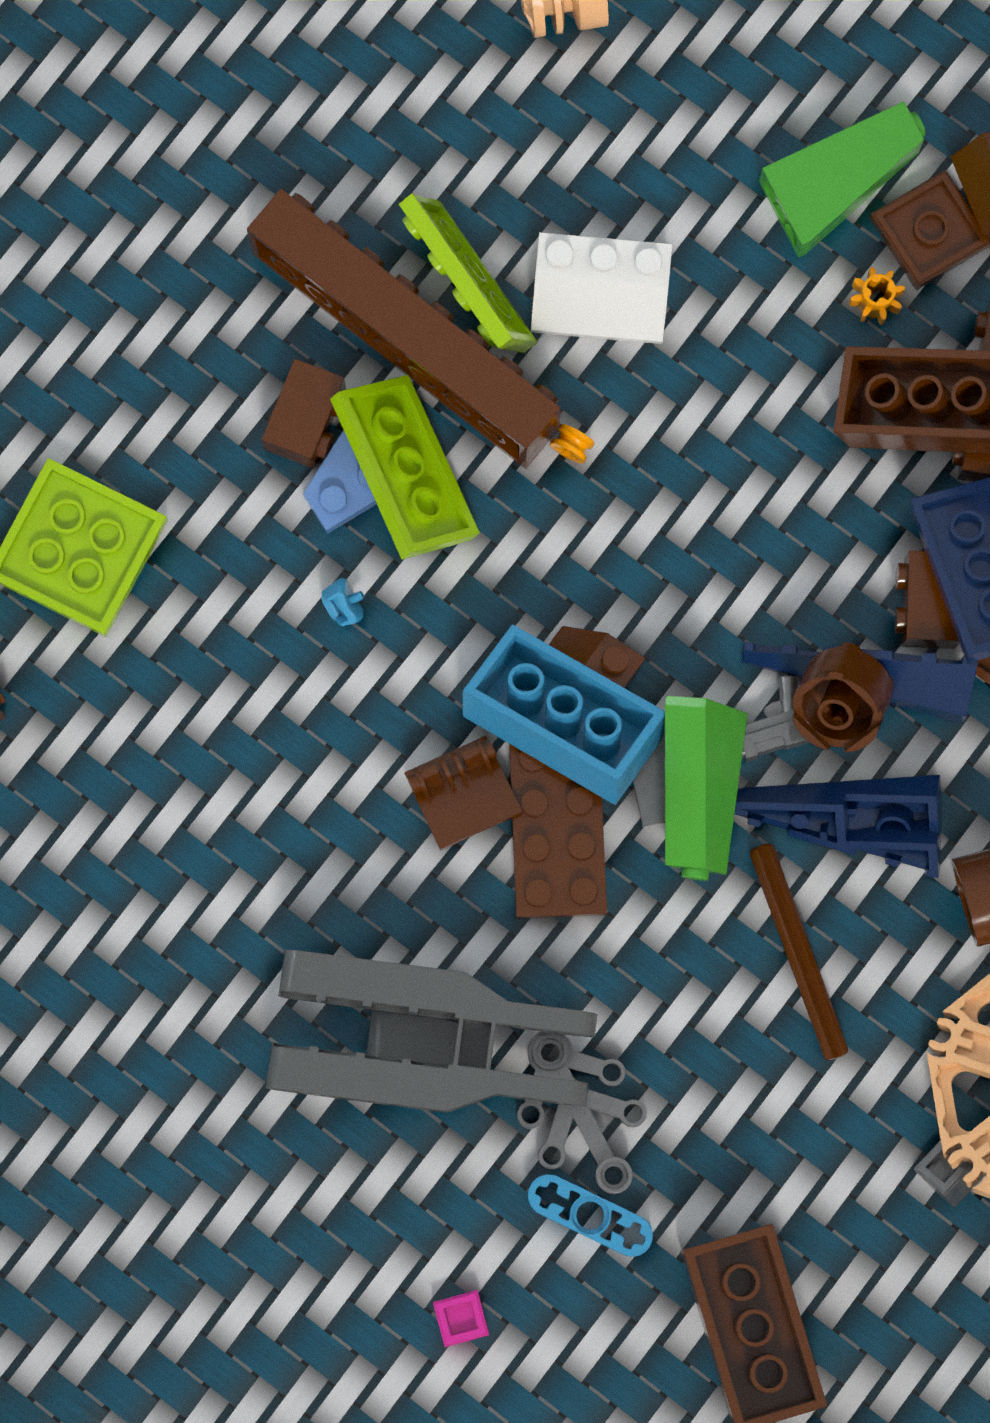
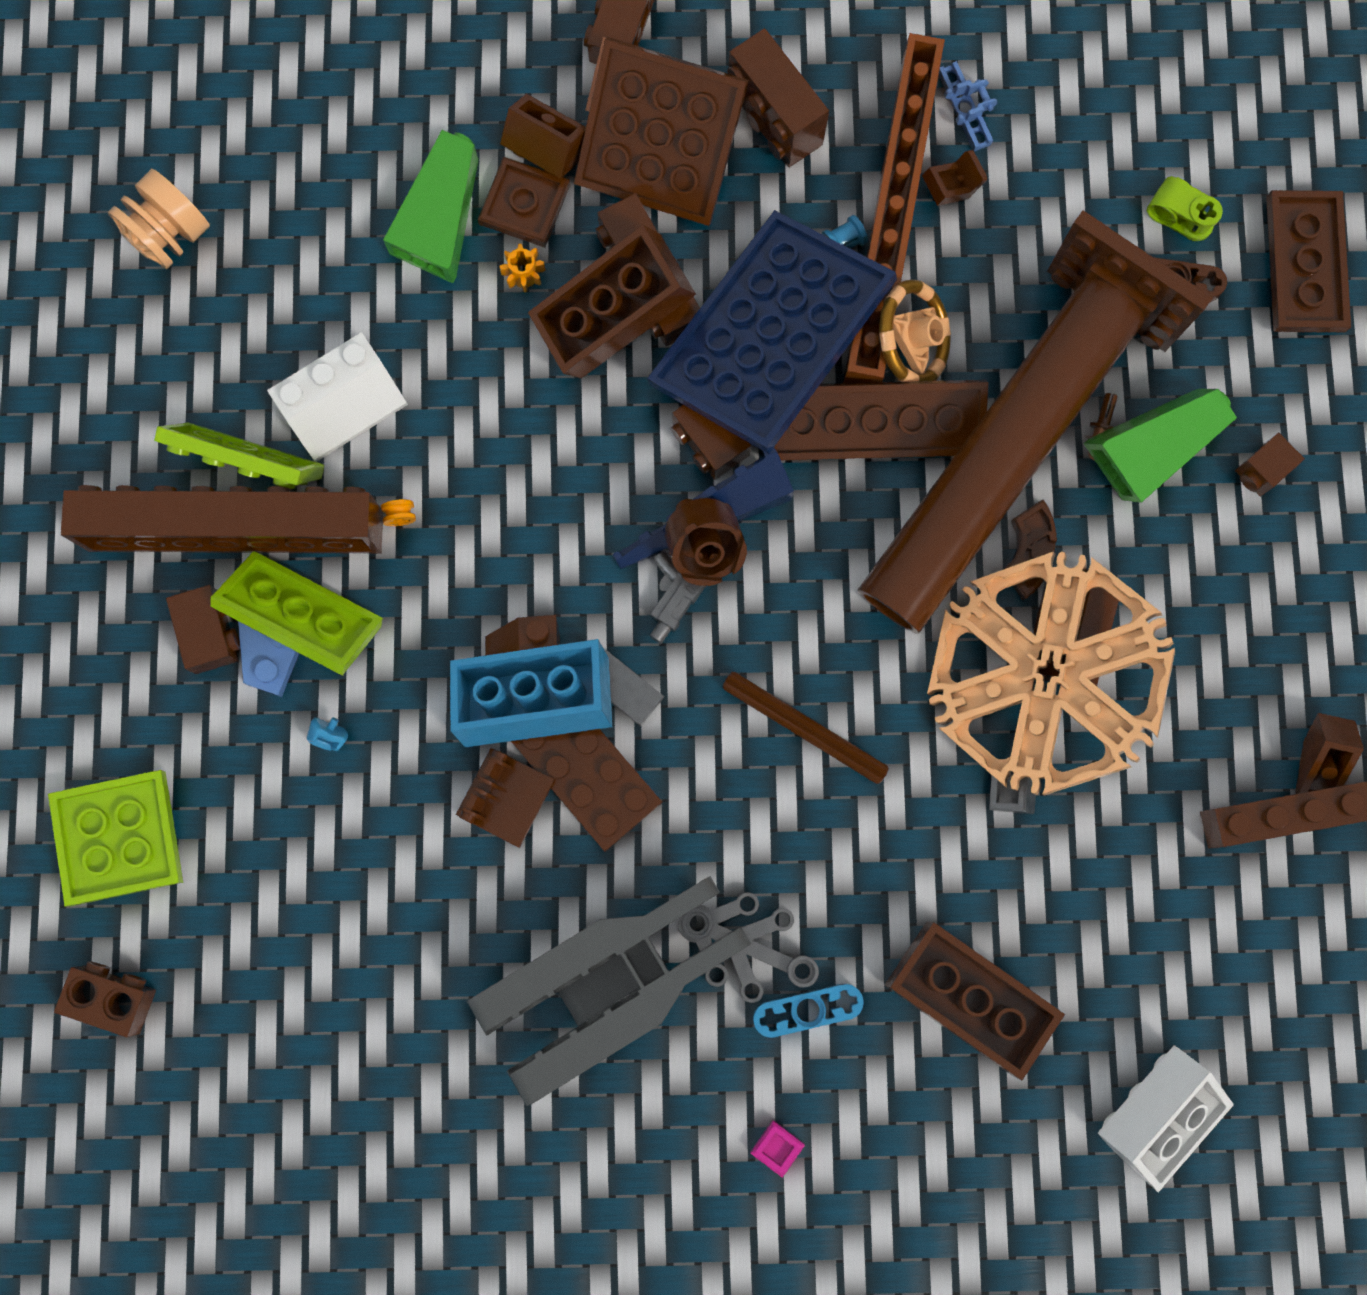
camera: 40 degrees left, 0 degrees up
(701, 783) = (656, 668): bright green slope -> none
(876, 816) = (786, 600): dark blue wedge -> none

